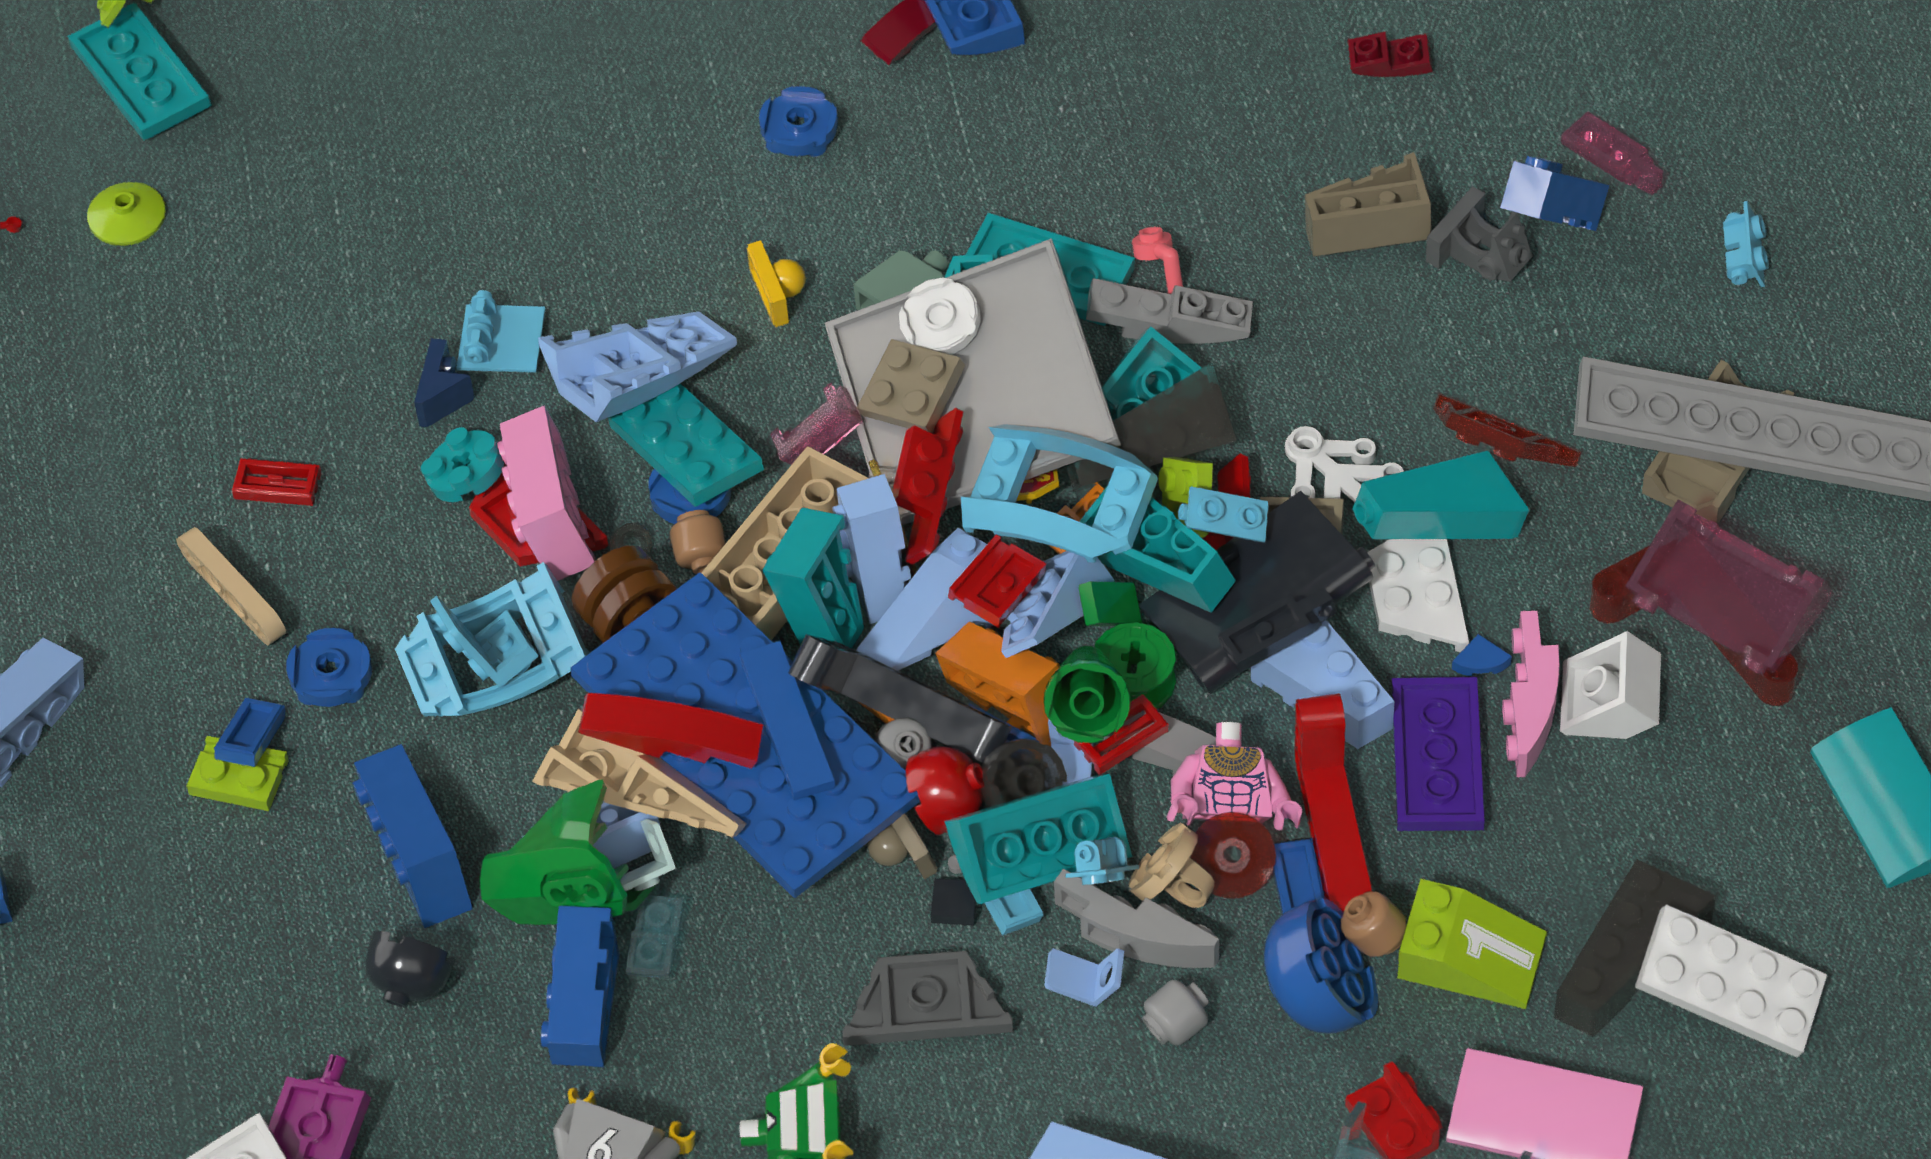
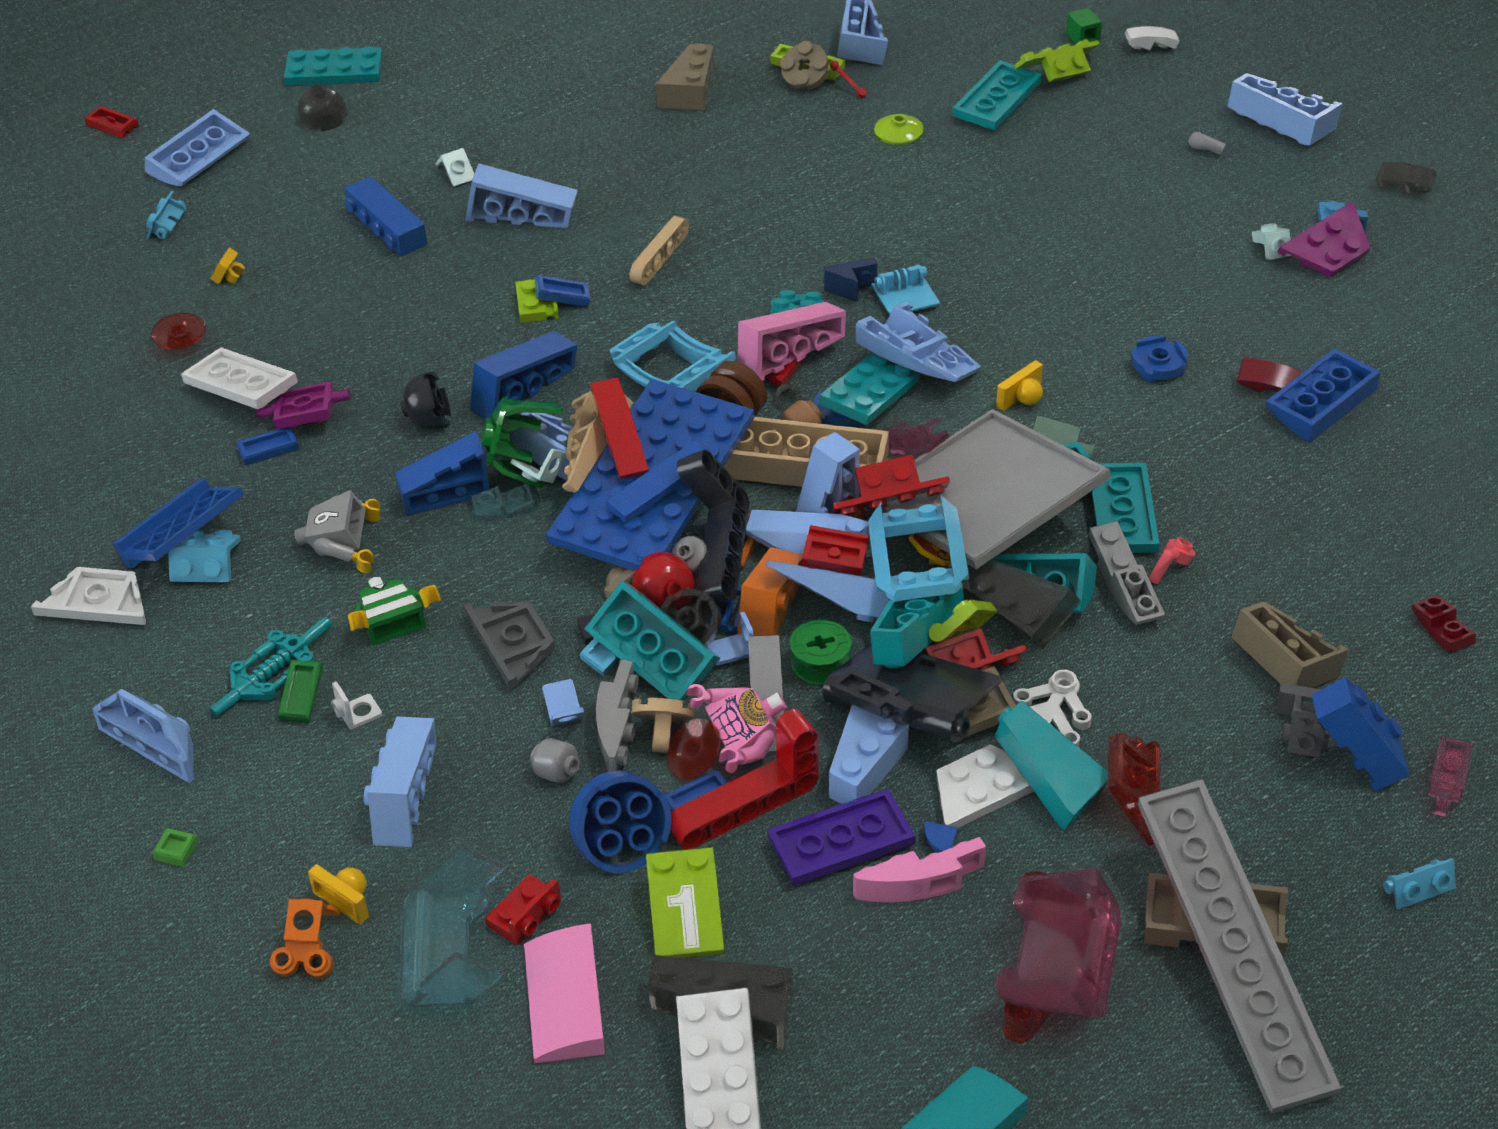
camera: 65 degrees right, 10 degrees down
(274, 486) = (750, 256): red tile -> none
(331, 688) = (636, 312): blue plate -> none
(495, 652) = (660, 345): medium azure bracket -> none
(812, 579) = (776, 460): teal wedge -> none
(911, 386) = (962, 457): dark tan plate -> none
(940, 316) = (1020, 449): white tile -> none
(1087, 696) = (757, 609): green cone -> none
(1101, 861) = (635, 668): medium azure hinge -> none
(1109, 603) = (853, 614): green tile -> none
(1132, 745) = (744, 654): red tile -> none
(1225, 514) = (944, 635): medium azure hinge -> none
(1373, 924) = (664, 832): medium nougat head -> none
(1611, 689) = (951, 921): white slope -> none

